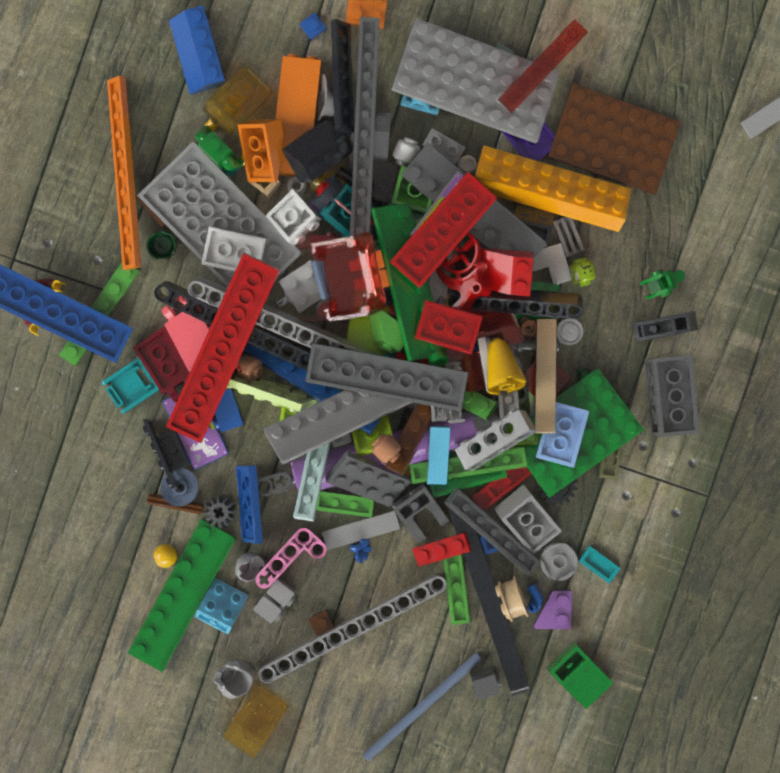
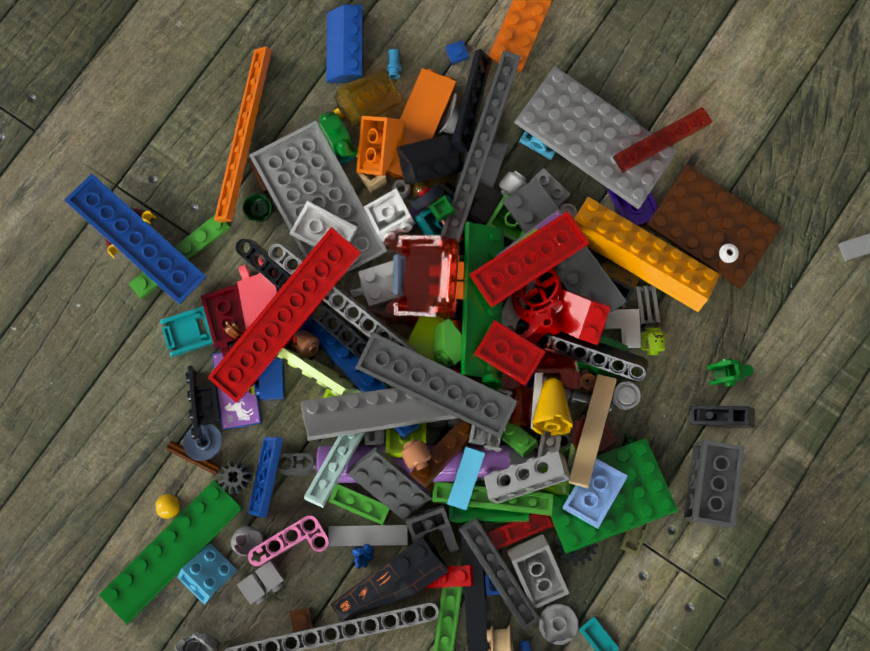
camera: 15 degrees right, 10 degrees down
(176, 374) = (233, 329): none -> dark orange plate
(254, 60) = (394, 67): none -> dark azure pin
(344, 201) = (441, 208): none -> green tile
(401, 563) = (393, 581): none -> black wedge
(629, 164) = (723, 253): none -> white plate

